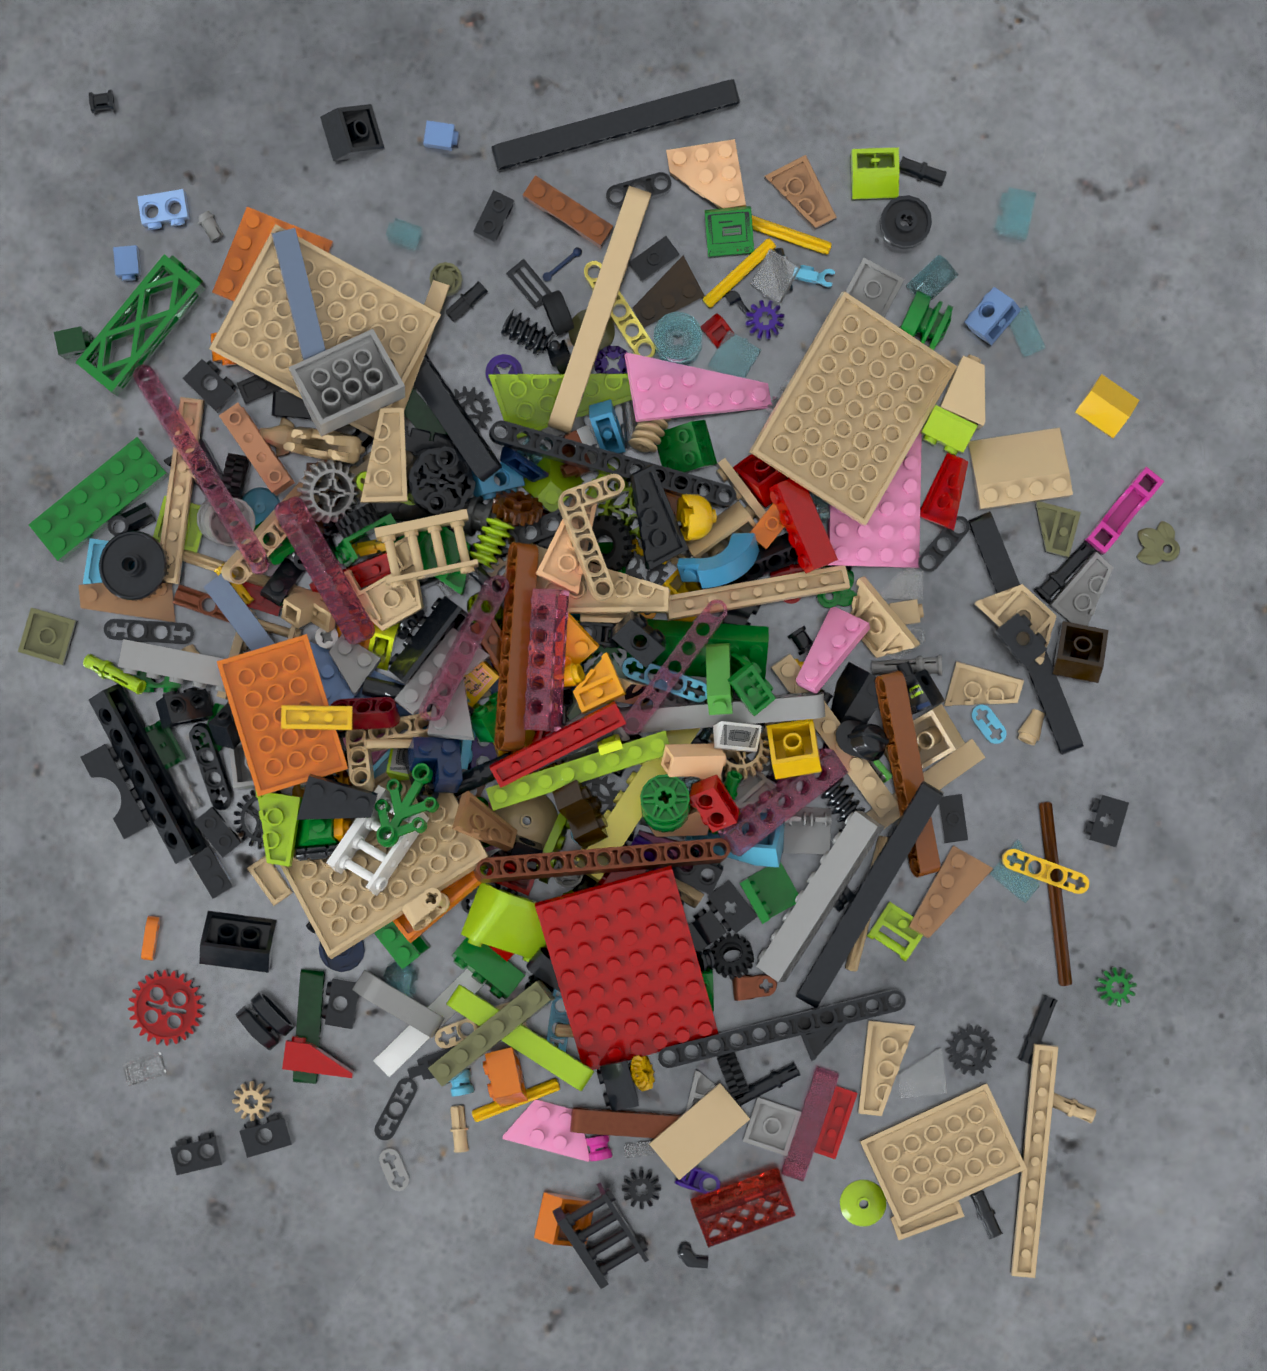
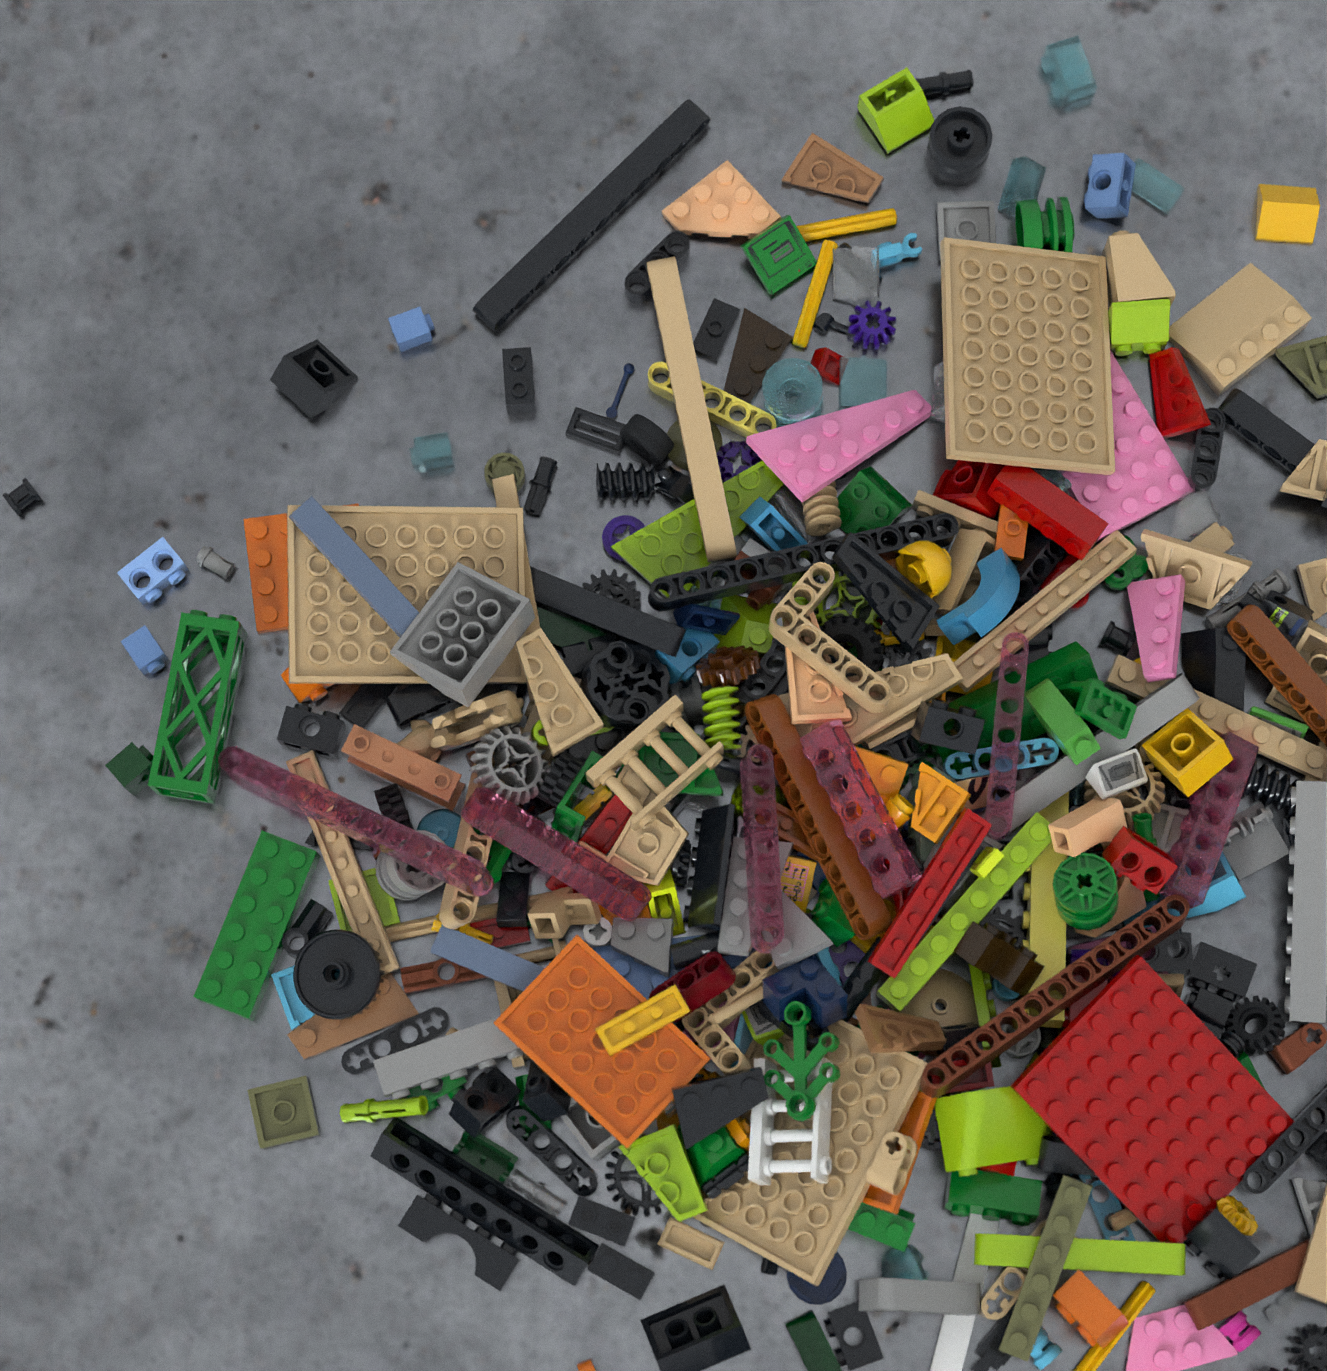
camera: 30 degrees left, 10 degrees down
(568, 211) = (620, 330): dark orange arch -> none
(769, 892) = (1251, 931): green bracket -> none
(862, 740) = (1253, 703): black piece -> none

